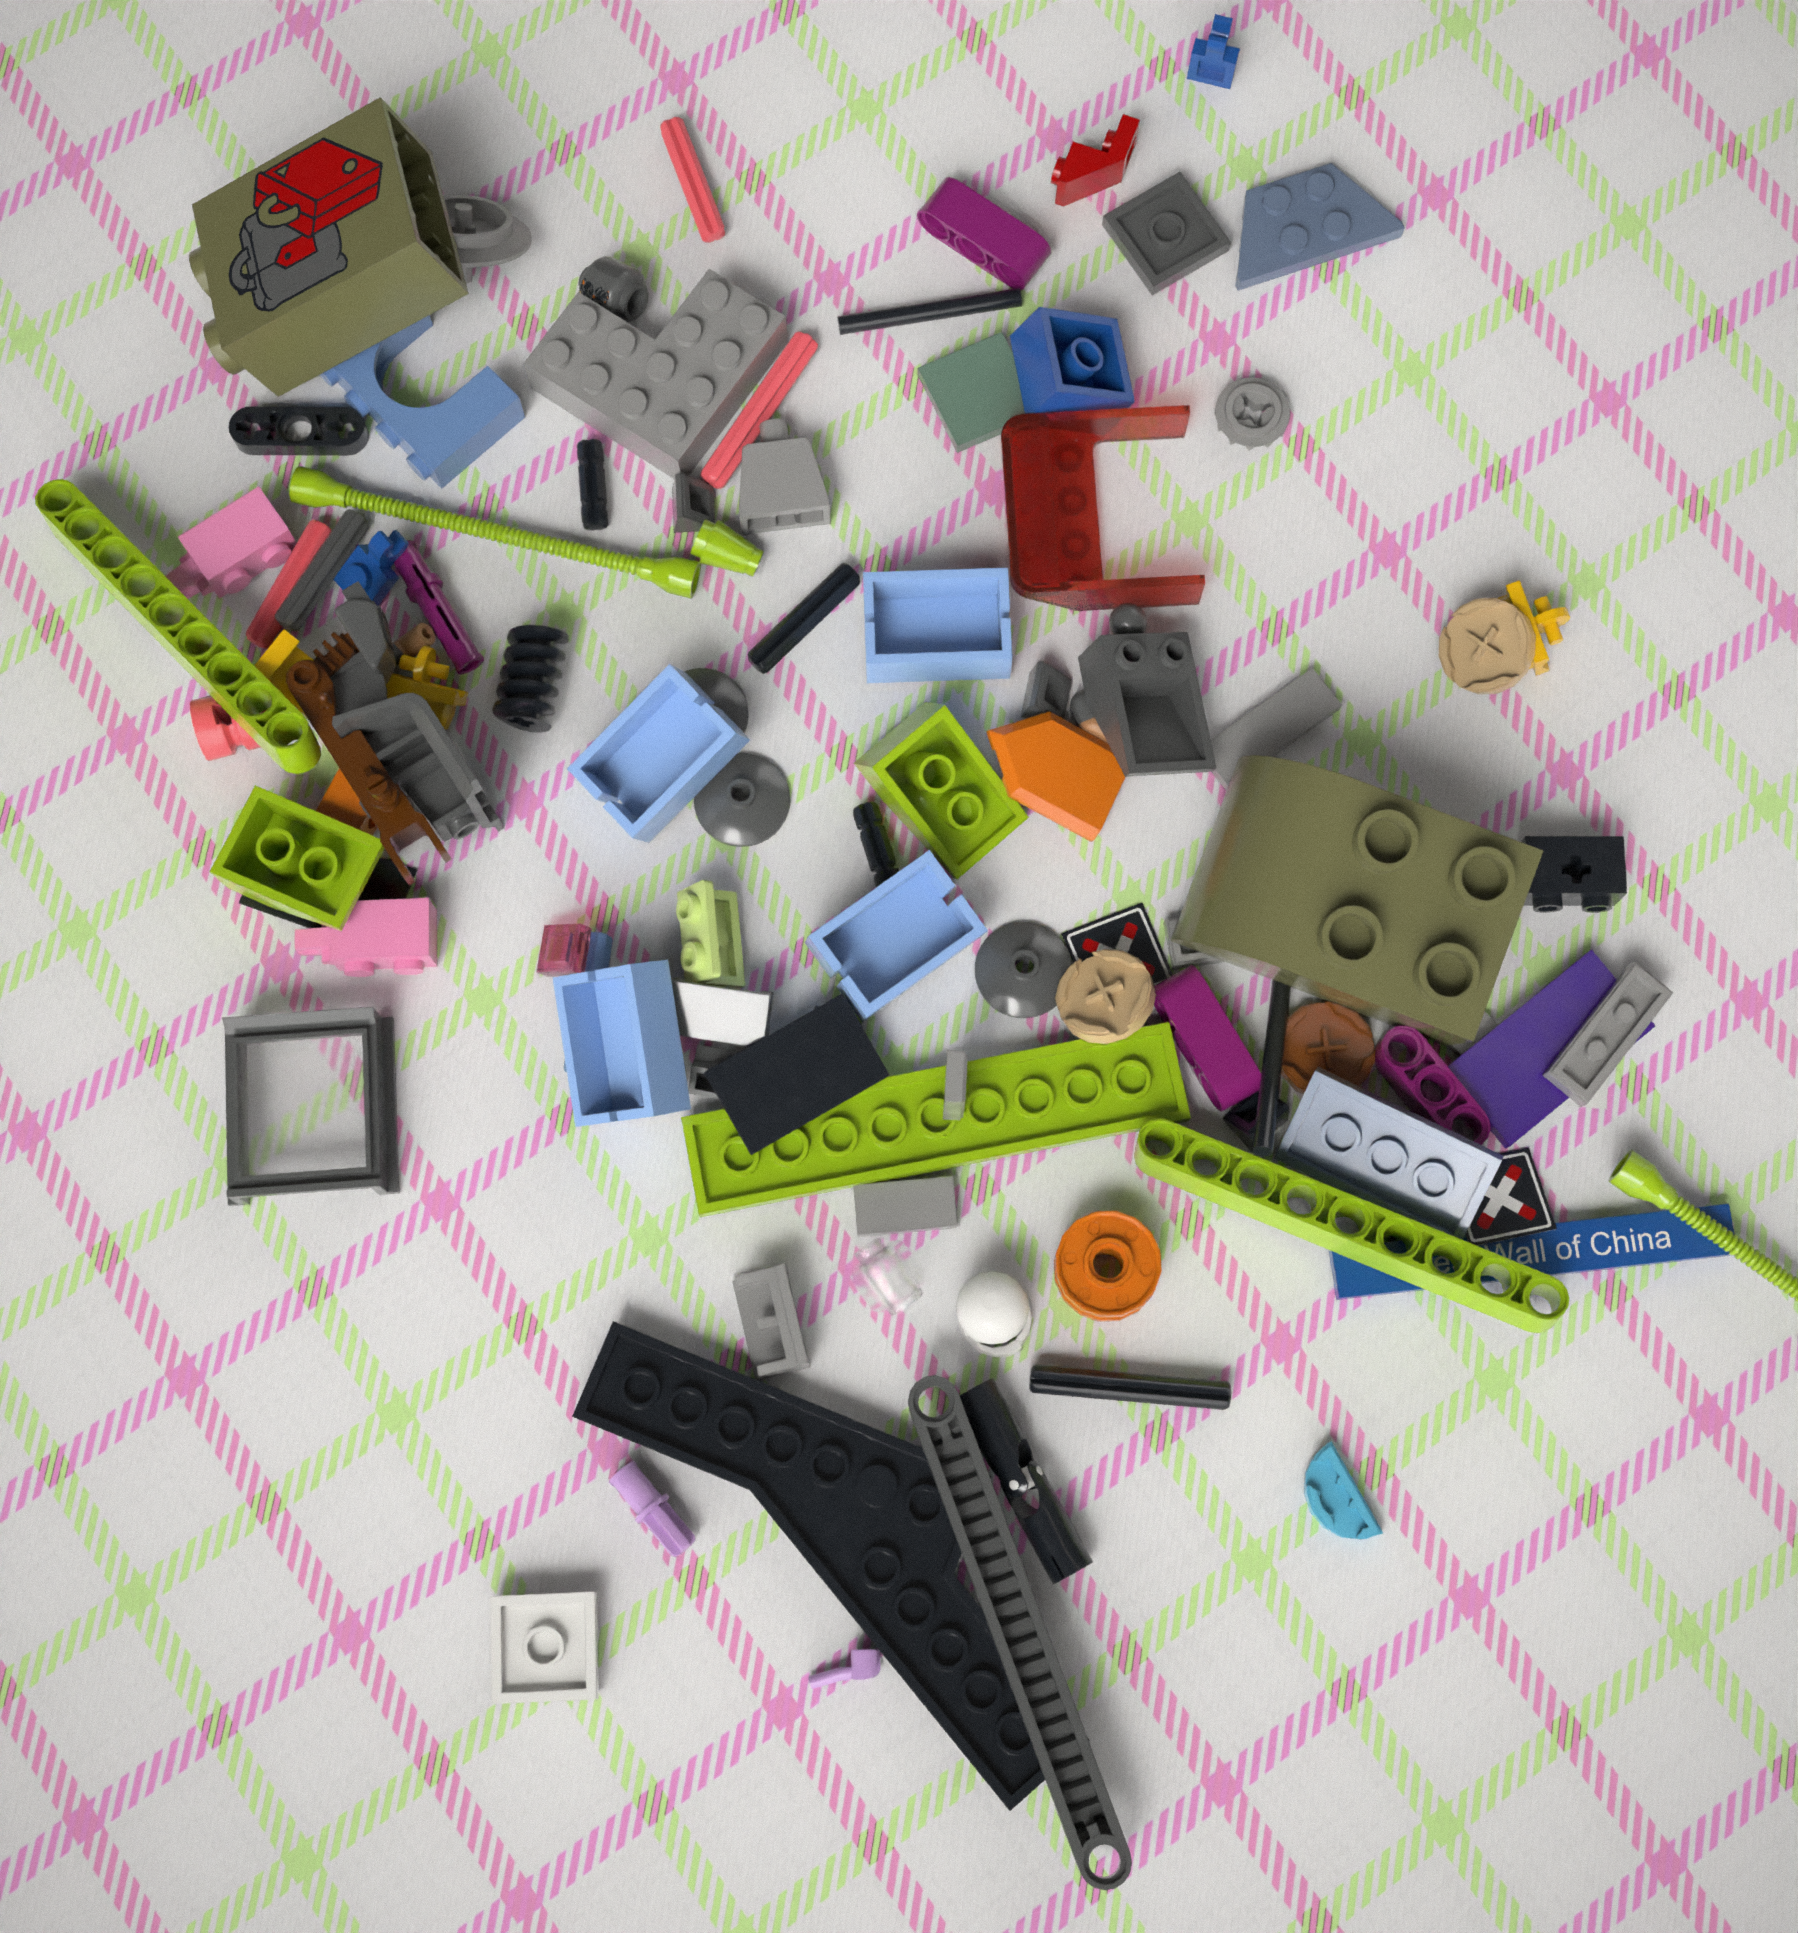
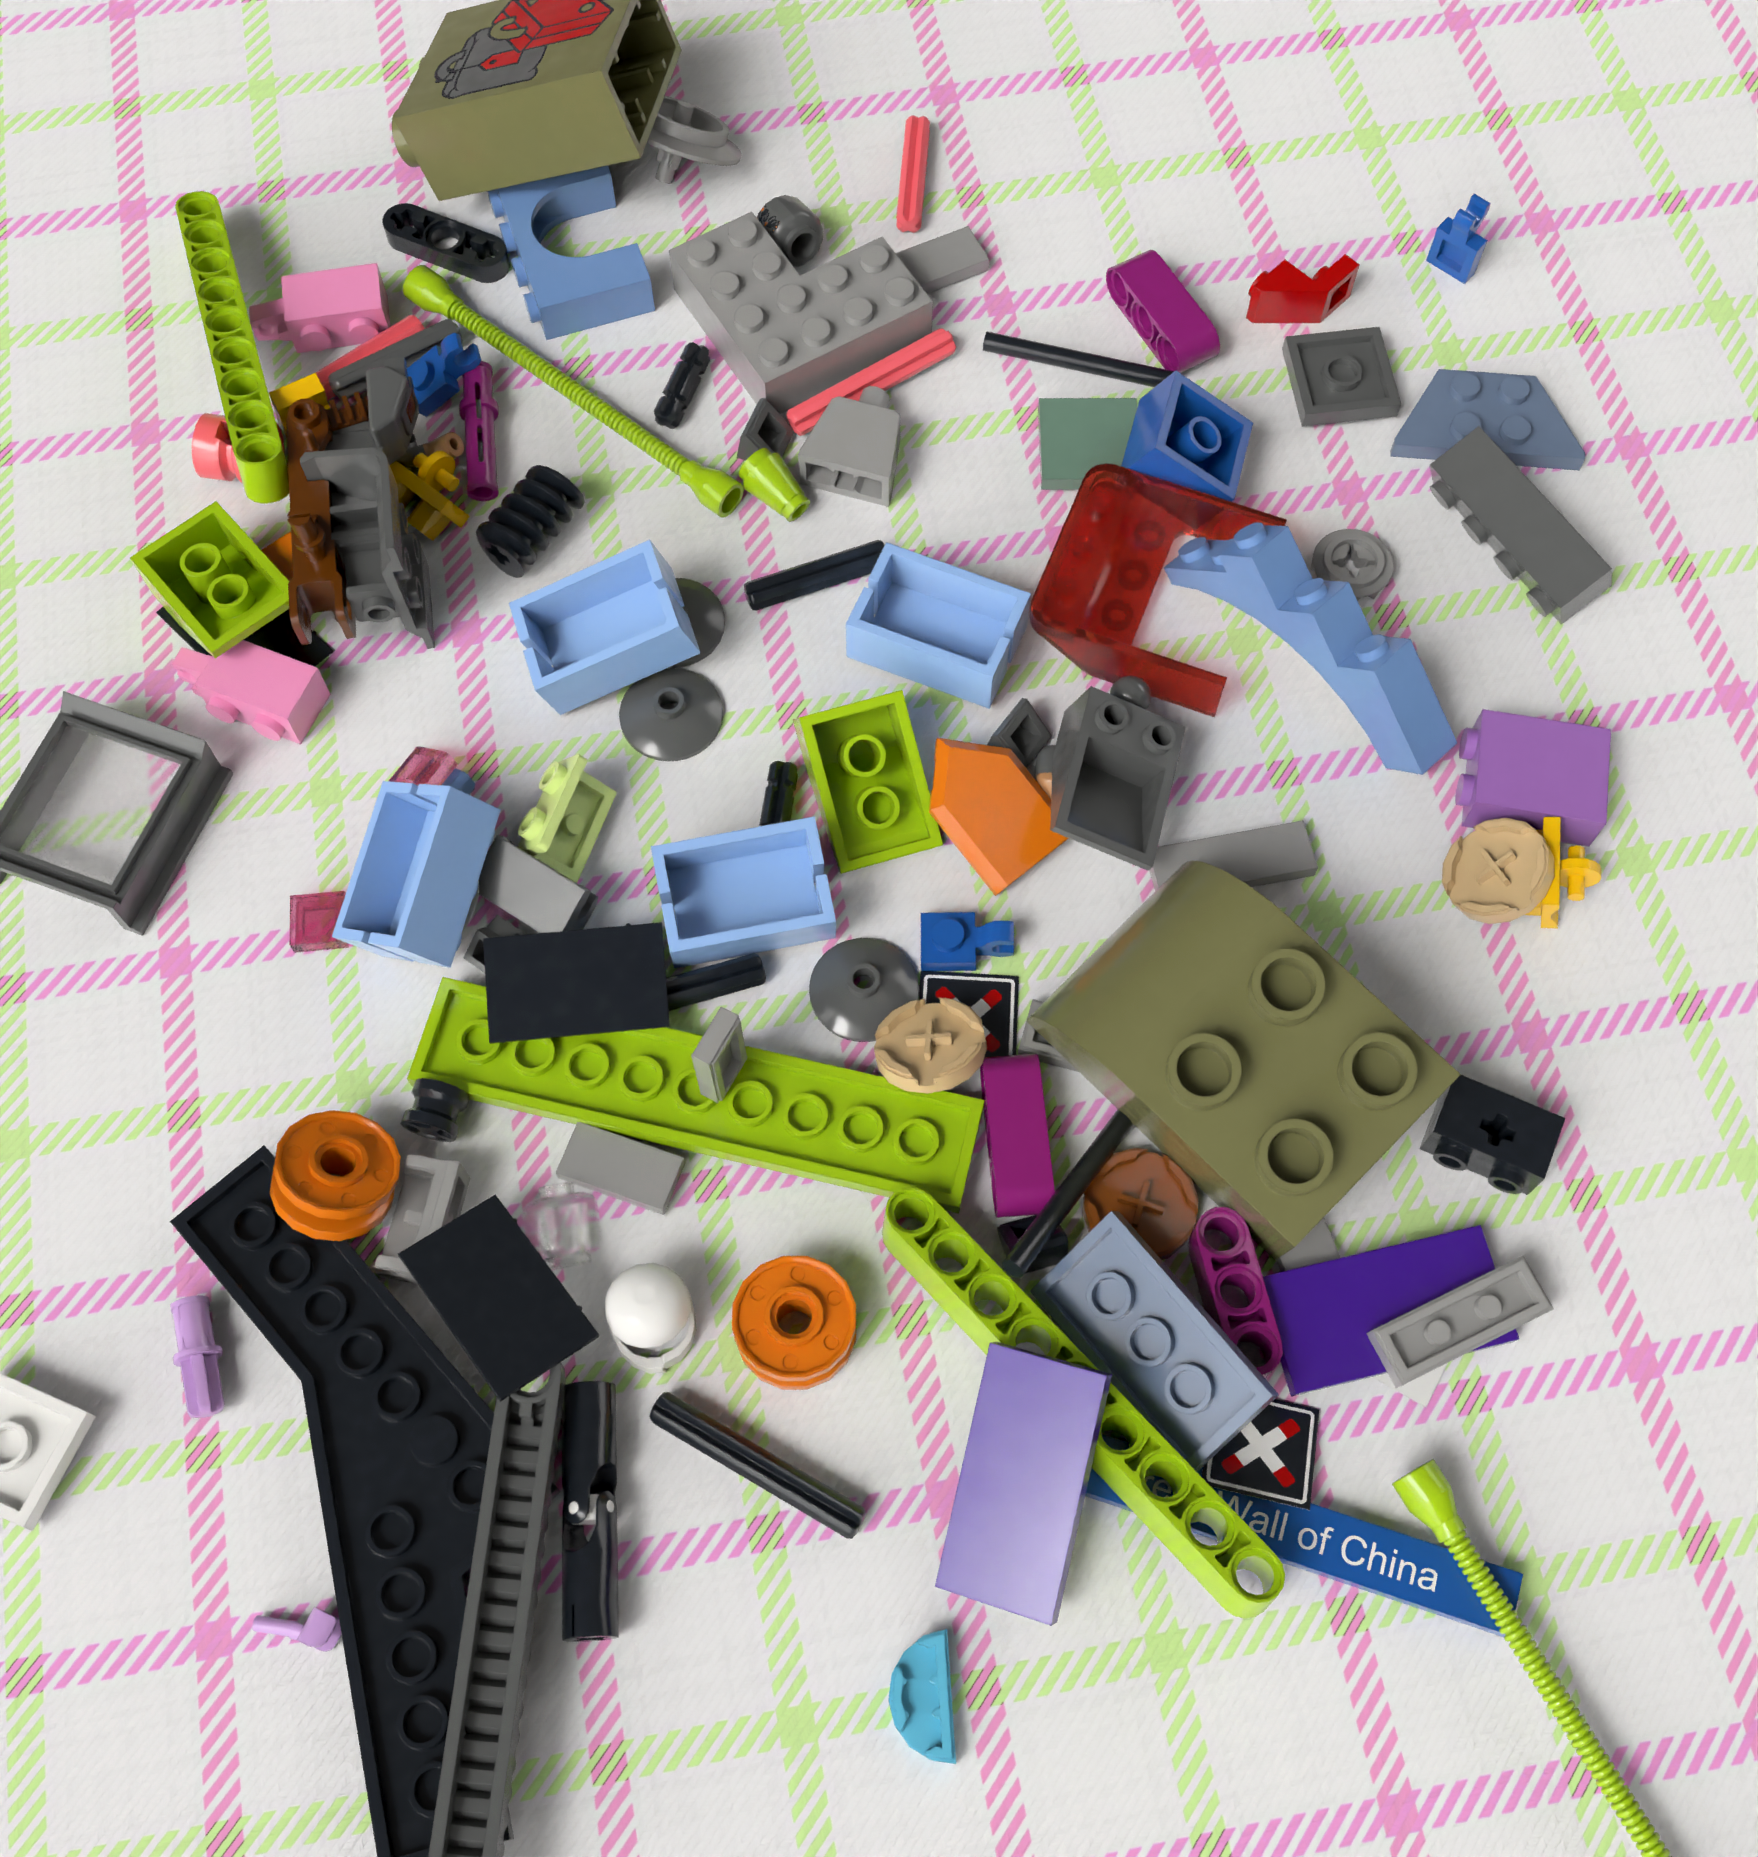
camera: 25 degrees right, 10 degrees down
(545, 1115) = (314, 921): none -> clear pink tile
(685, 1346) = (329, 1204): none -> orange wheel
(734, 1229) = (435, 1110): none -> black wheel
(763, 258) = (945, 259): none -> light grey tile
(875, 1354) = (498, 1297): none -> black window
(903, 1016) = (715, 981): none -> black axle
(1079, 898) = (953, 941): none -> blue plate
(1265, 493) = (1324, 624): none -> medium blue arch
(1342, 1307) = (1023, 1482): none -> tile
(1378, 320) = (1520, 526): none -> dark grey brick
(1481, 546) = (1534, 771): none -> medium lavender brick

